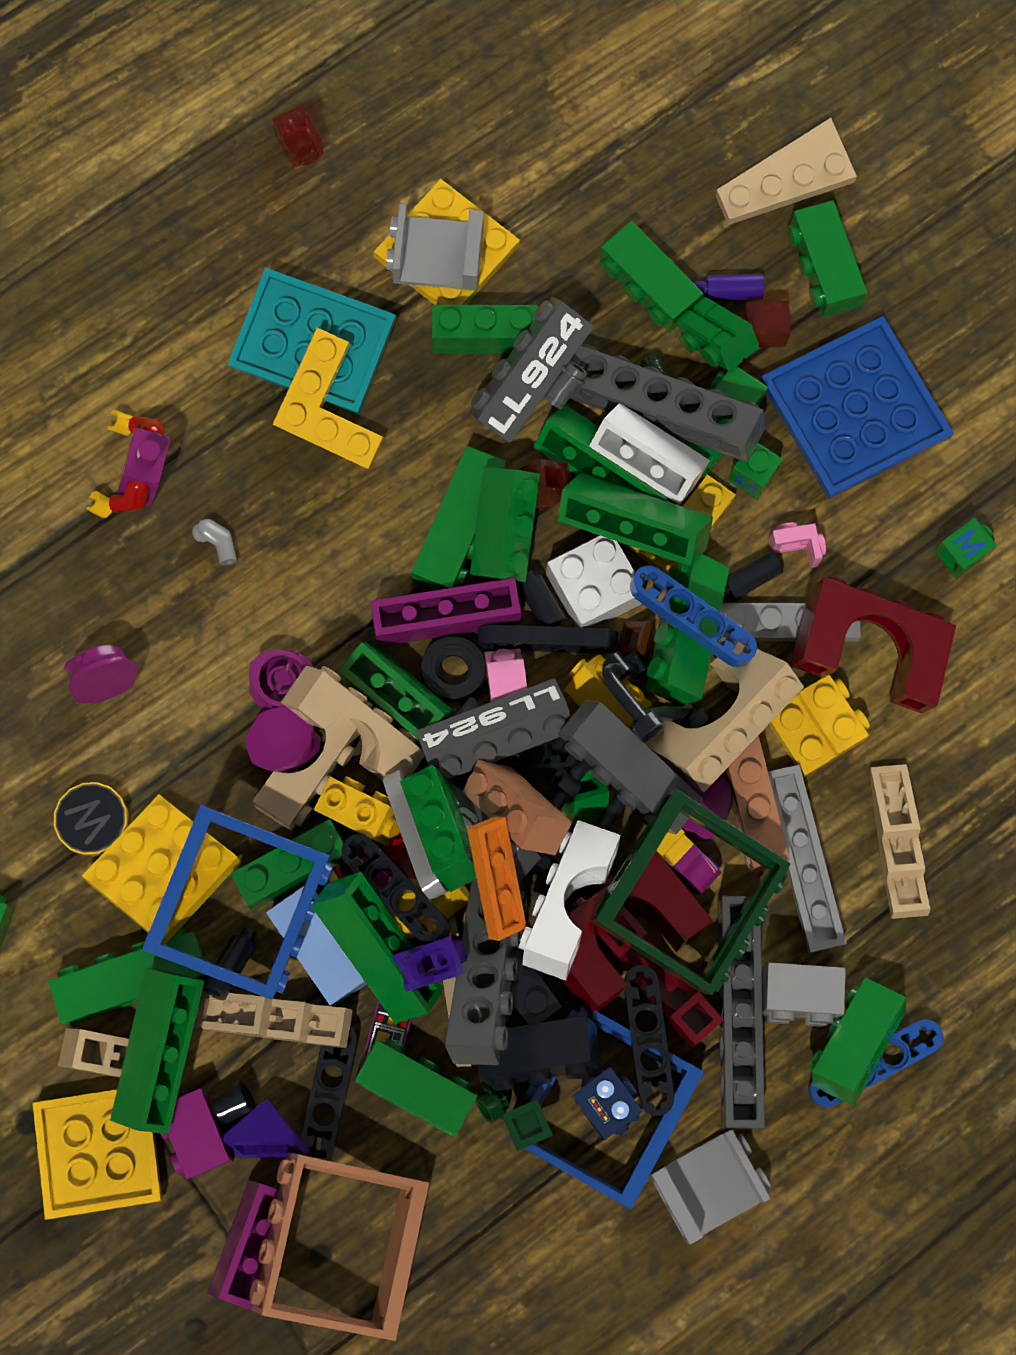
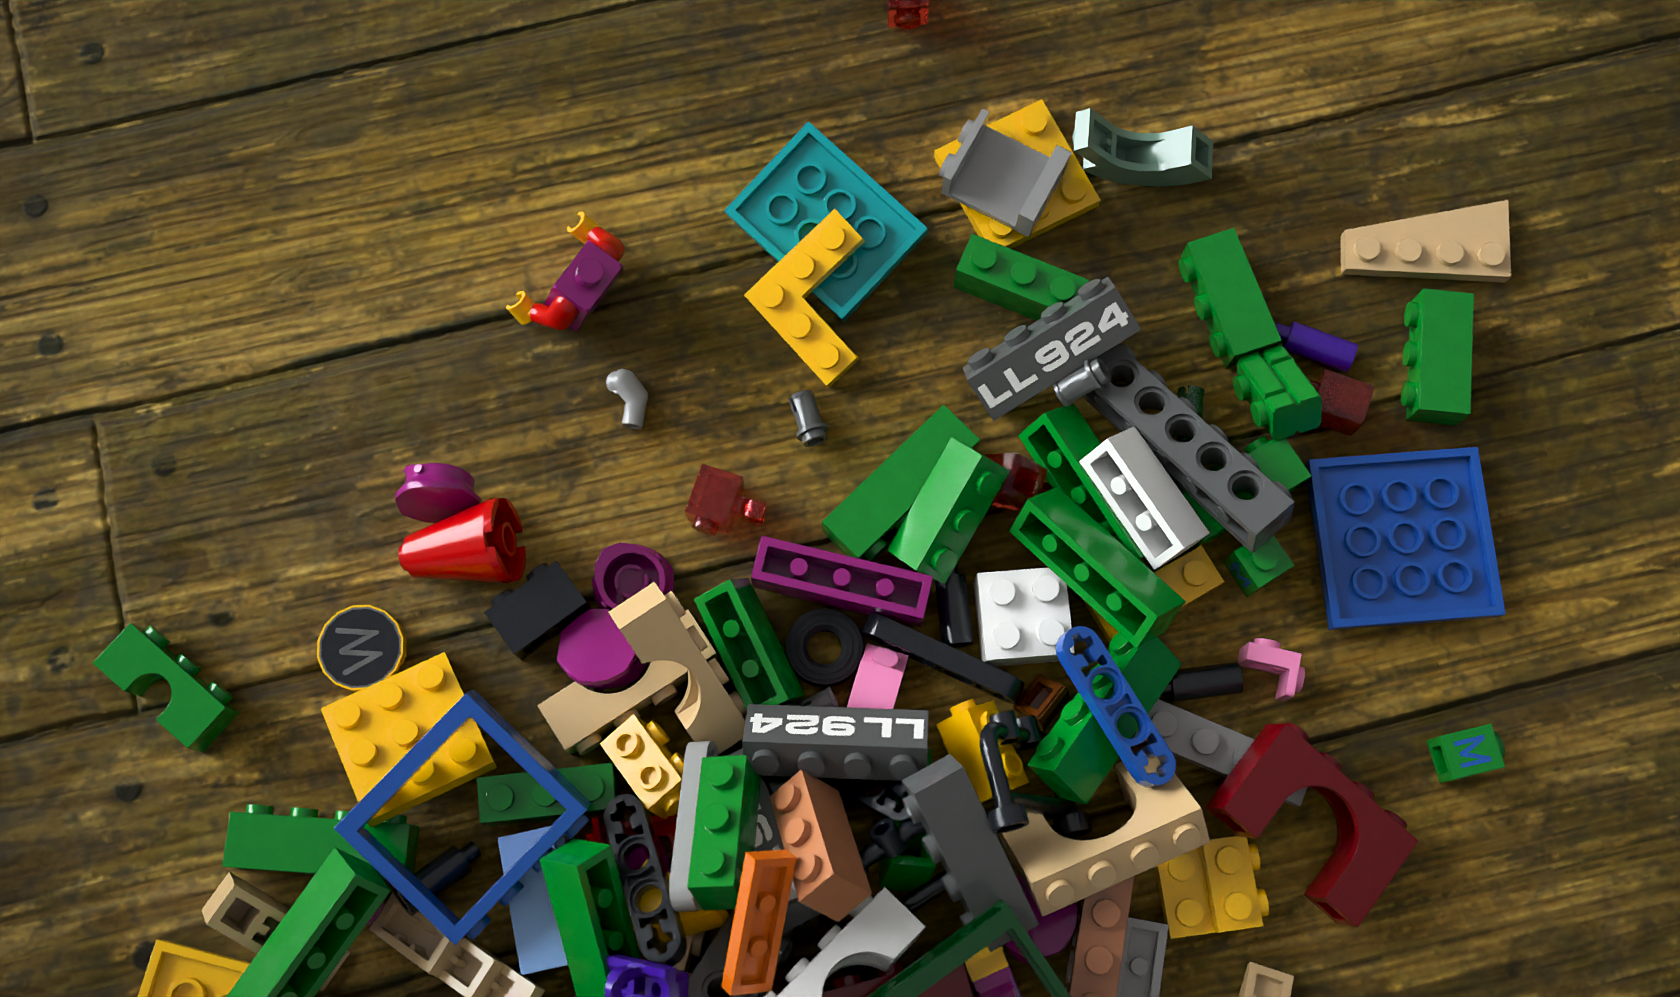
camera: 25 degrees right, 0 degrees up
(141, 705) = (468, 546): none -> red cone
(217, 731) = (536, 609): none -> black brick
(322, 590) = (718, 499): none -> clear red brick
(362, 497) = (808, 419): none -> dark grey pin
(537, 194) = (1142, 158): none -> sand green arch

